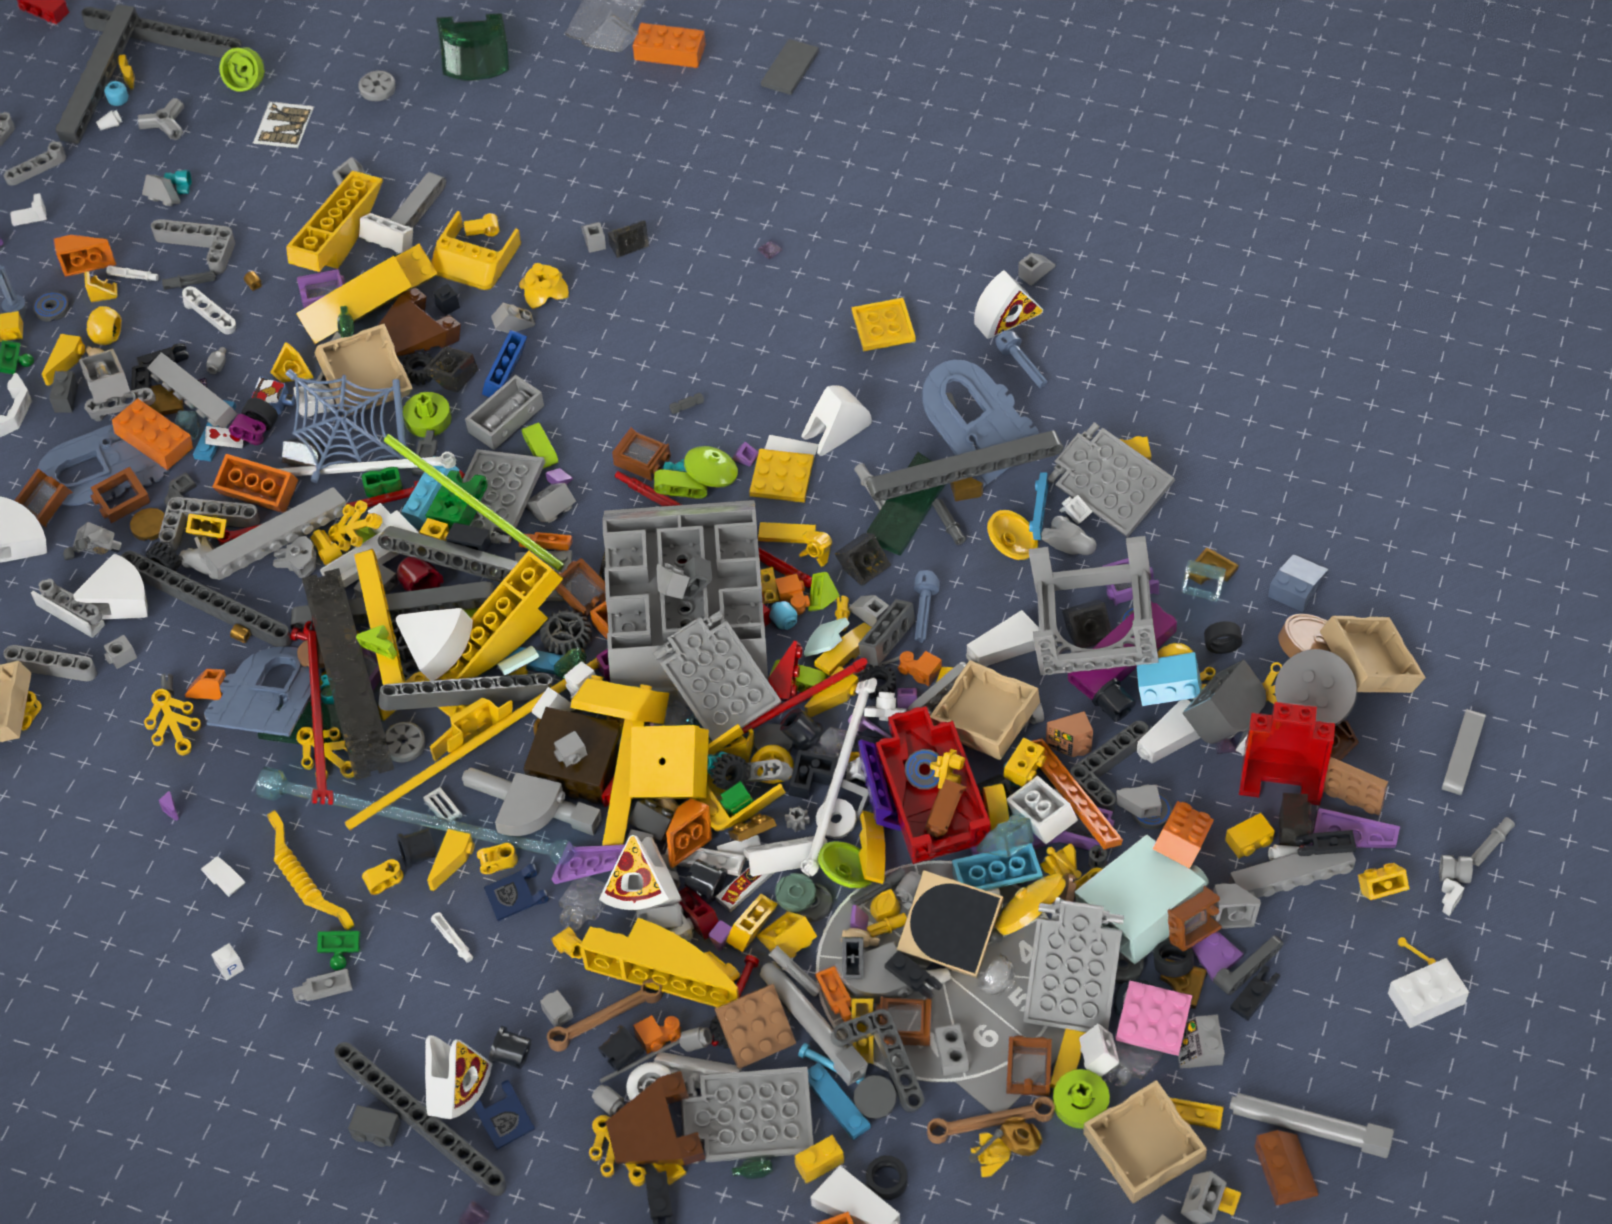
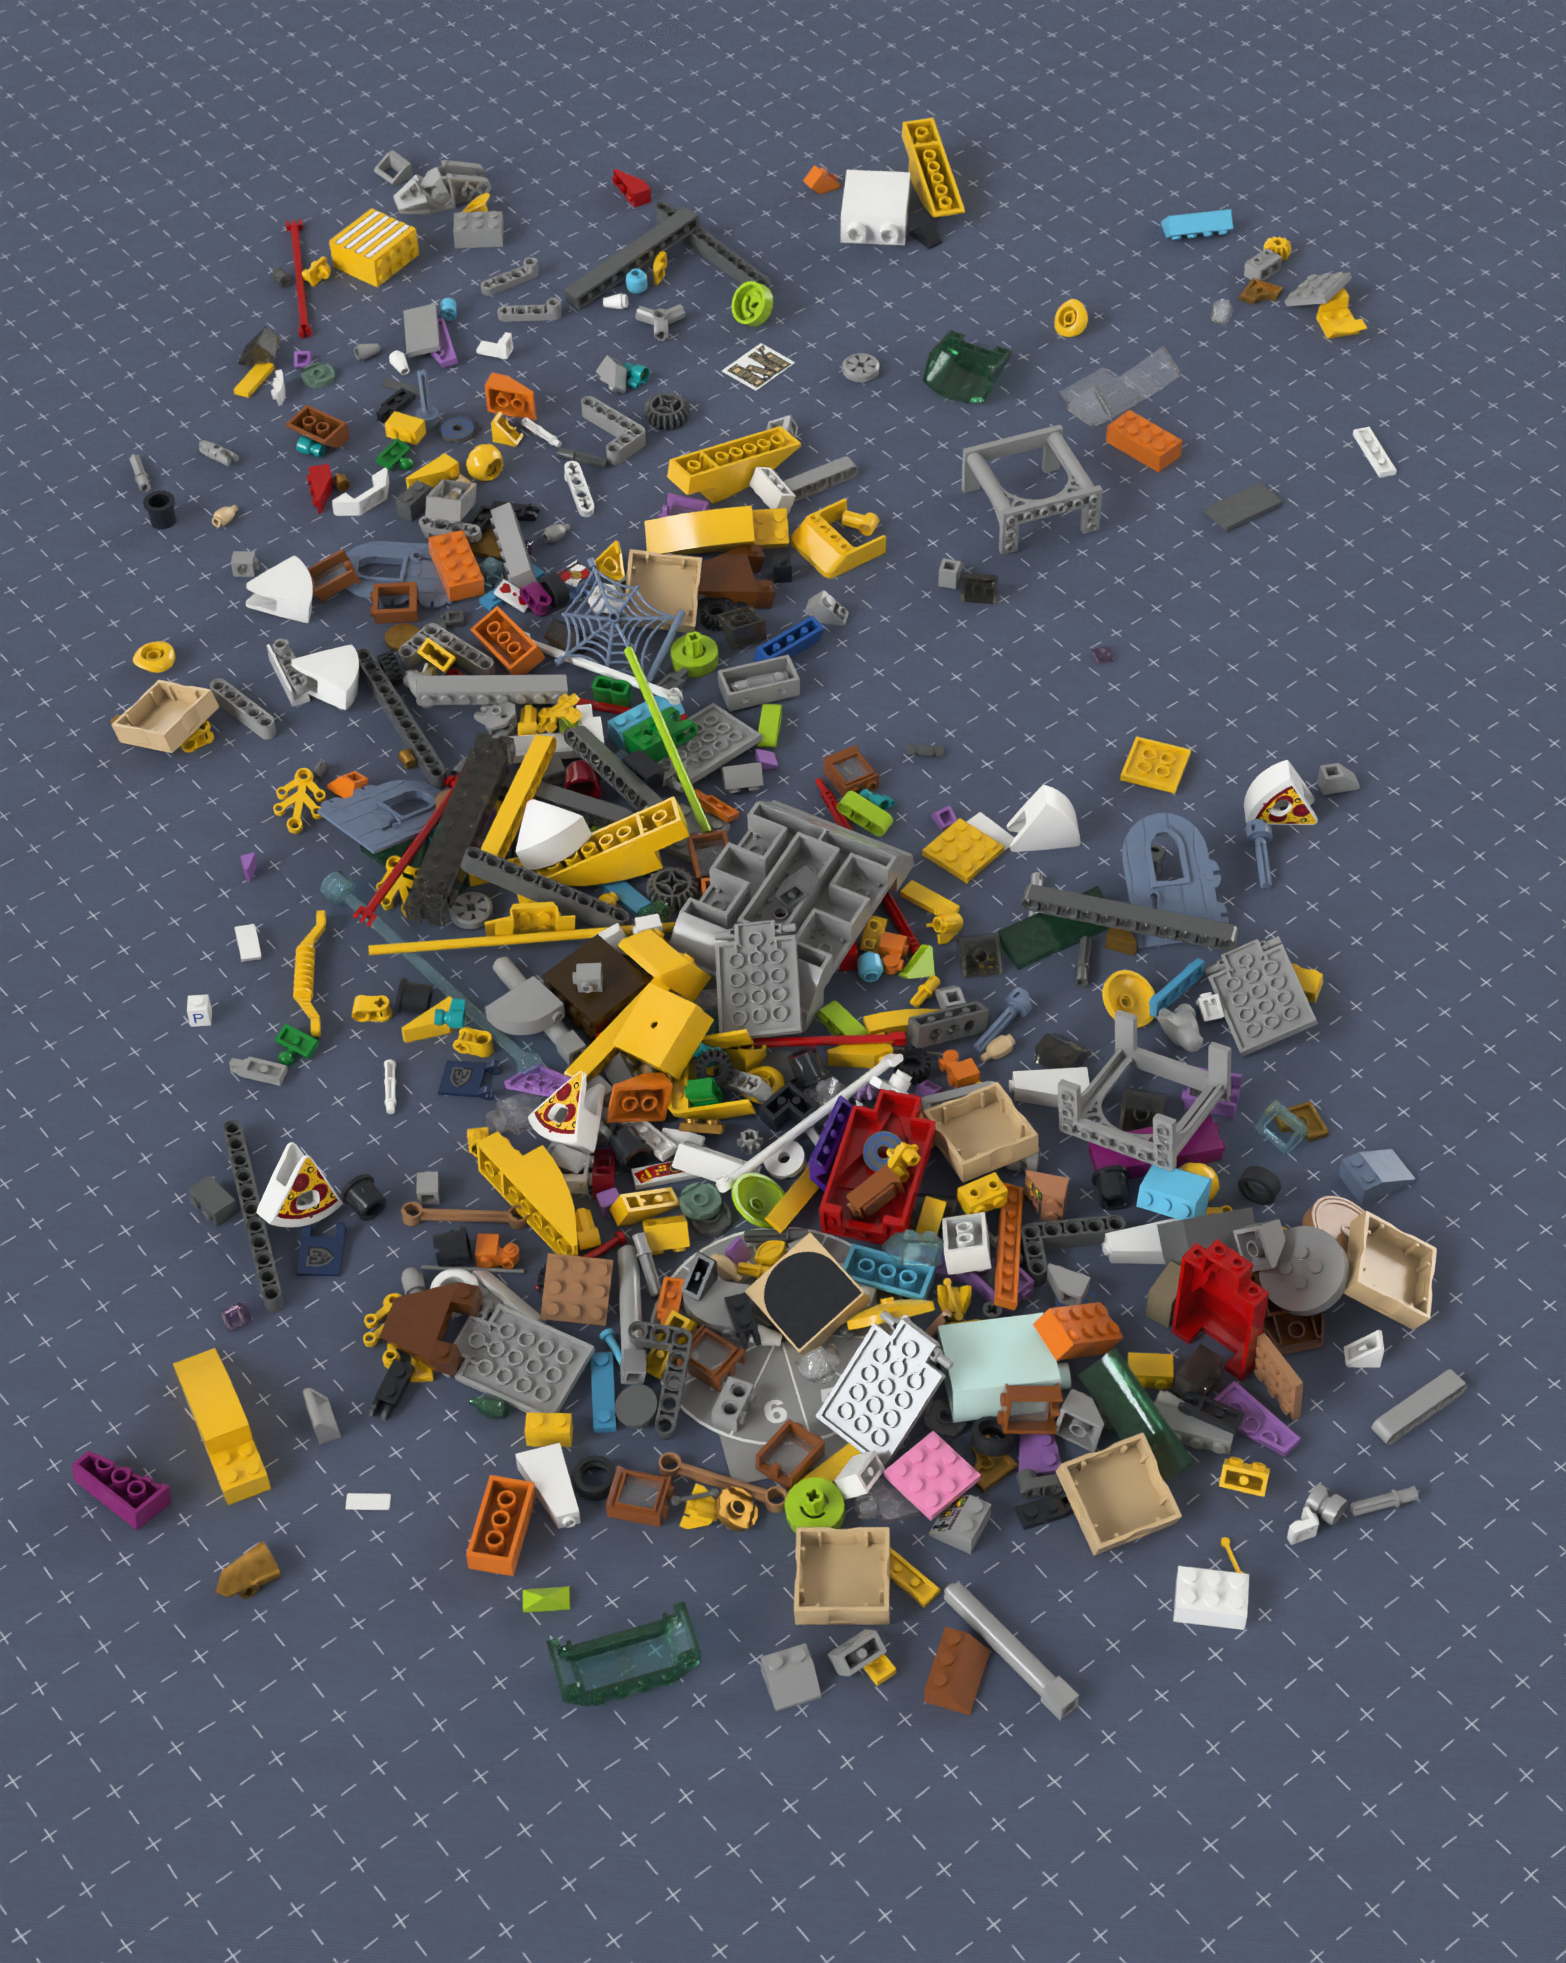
camera: 30 degrees right, 5 degrees down
(92, 539) = (345, 626): light grey torso -> none
(119, 652) = (302, 726): light grey brick -> none
(235, 205) = (667, 410): none -> dark grey gear
(252, 280) = (634, 481): pearl gold hose -> none
(345, 323) = (678, 544): clear green plant -> none
(377, 641) = (498, 811): lime slope -> none
(435, 529) = (619, 747): yellow brick -> none
(457, 814) = (463, 965): white tile -> none
(470, 844) = (454, 1017): none -> teal piece
(518, 660) = (610, 890): light aqua slope -> none
(542, 283) = (875, 591): yellow brick -> none
(615, 164) = (1055, 452): none -> light grey arch
(671, 580) = (775, 879): light grey slope -> none
(695, 1039) = (522, 1274): light grey brick -> none
(710, 466) = (903, 811): lime dish -> none
(785, 673) = (825, 1015): red slope -> none
(825, 637) = (890, 1002): light aqua slope -> none
(936, 630) = (998, 1047): none -> tan plant
(936, 1172) = (639, 1497): none -> dark orange window
(989, 610) = (1058, 1052): none -> clear smoke slope
(1223, 764) = (1163, 1295): none -> dark tan brick
(1271, 685) = (1261, 1243): none -> light grey slope
(1274, 880) = (1133, 1411): none -> clear green arch
(1305, 950) = (1118, 1494): none -> tan tile
(1395, 729) = (1365, 1351): none -> white slope

